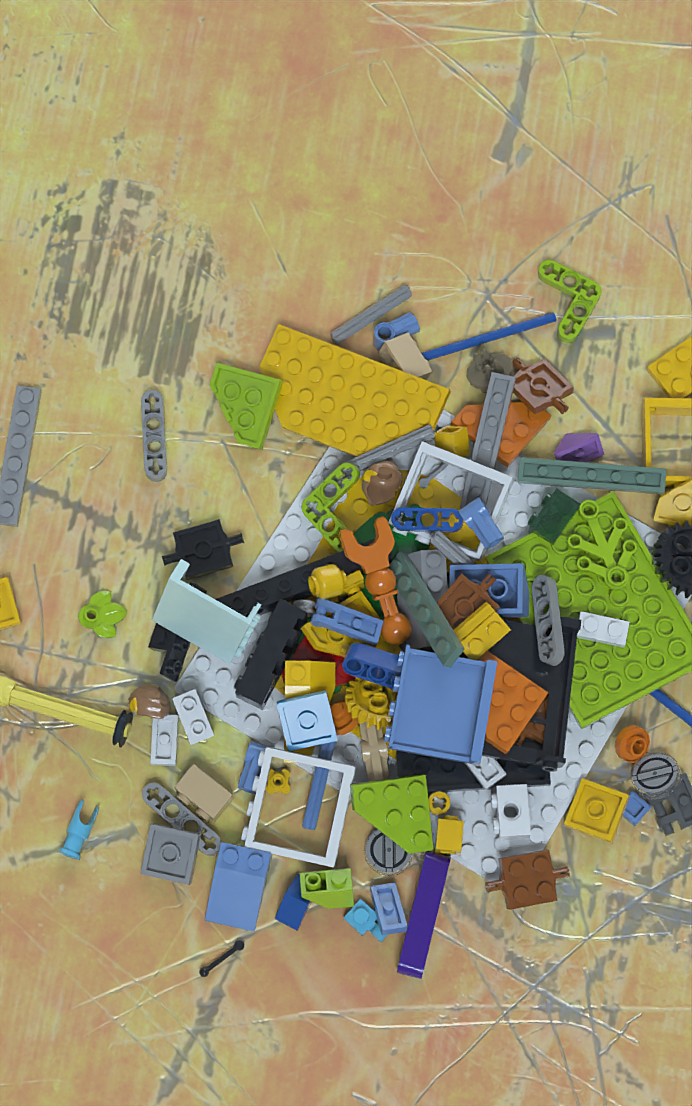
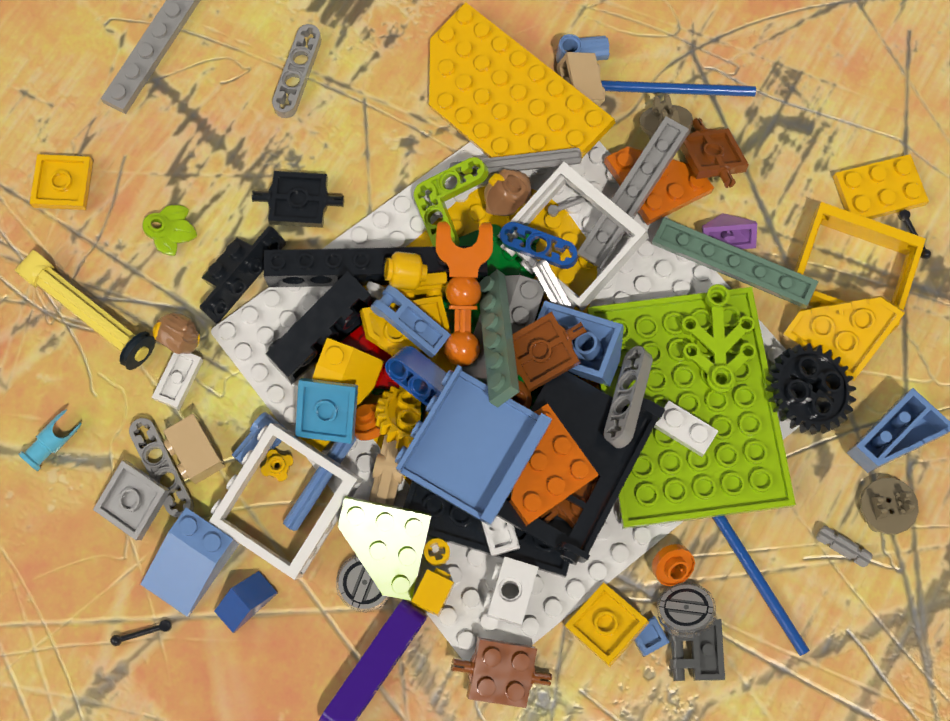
camera: 20 degrees right, 0 degrees up
(192, 716) = (213, 363): white brick -> none
(203, 619) = (256, 262): light aqua panel -> none
(246, 402) = (402, 68): lime plate -> none
(328, 888) = (280, 600): lime slope -> none
(363, 919) = (307, 648): medium azure plate -> none
(371, 314) = (564, 26): light grey axle -> none
(388, 908) = (337, 647): medium blue plate -> none
(453, 439) = (600, 175): yellow panel -> none
(478, 518) = (593, 261): medium blue piece -> none
(481, 631) = (548, 381): yellow plate -> none
(554, 517) = (677, 291): clear green bracket -> none
(580, 298) = (788, 81): lime beam -> none

